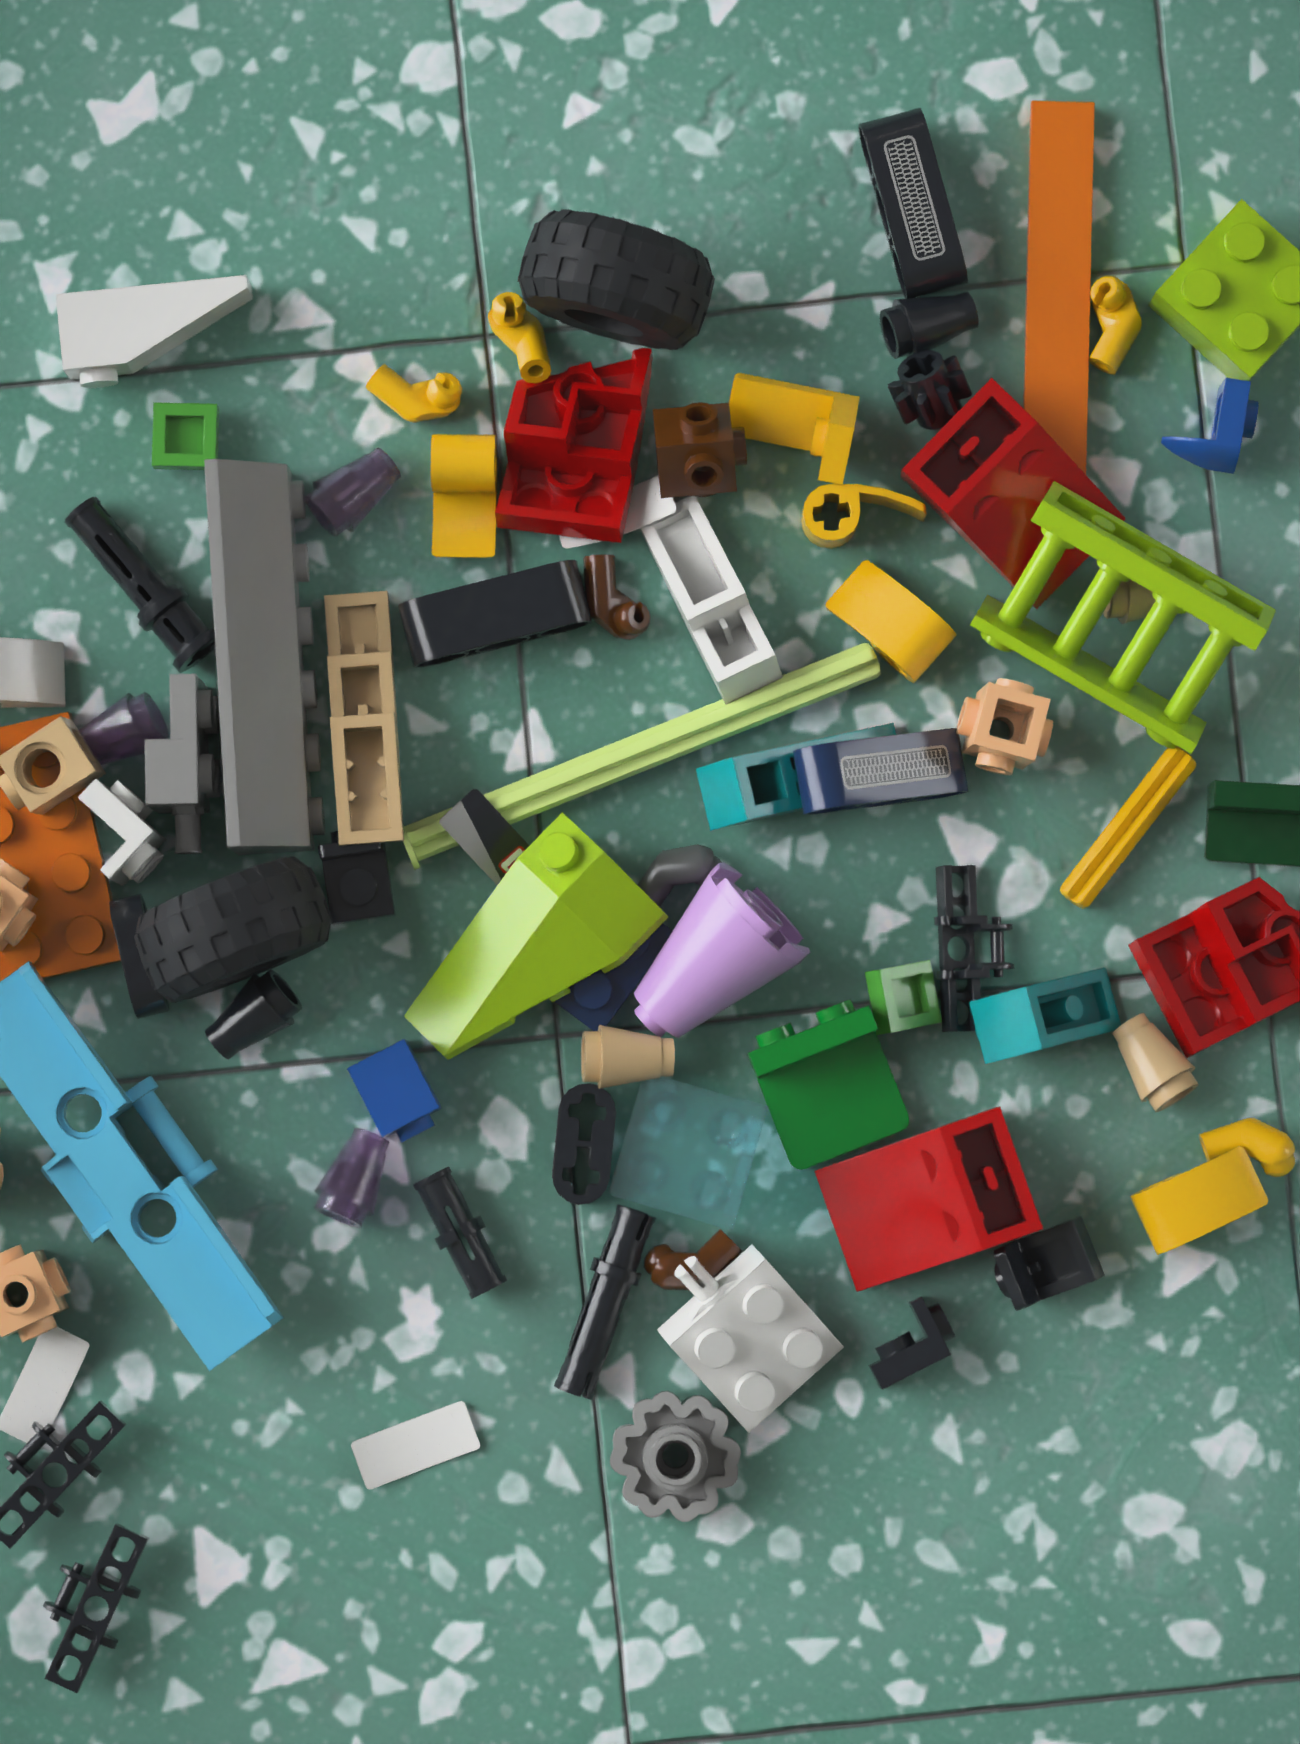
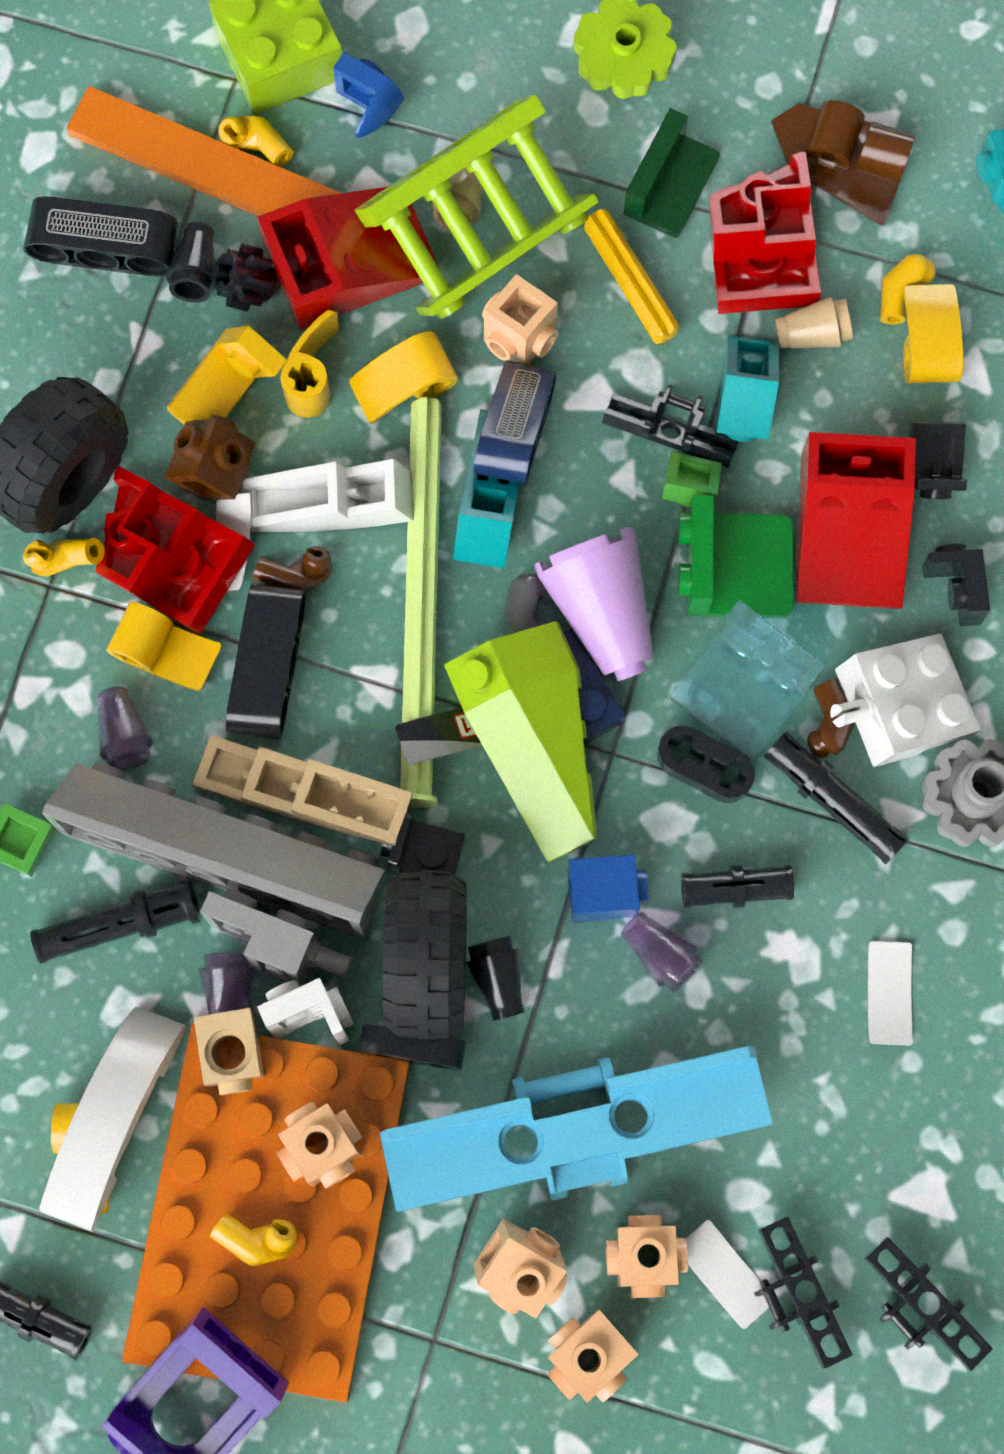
camera: 70 degrees left, 10 degrees down
(418, 400) = (75, 653): yellow arm -> none
(624, 1056) = (652, 701): tan cone -> none

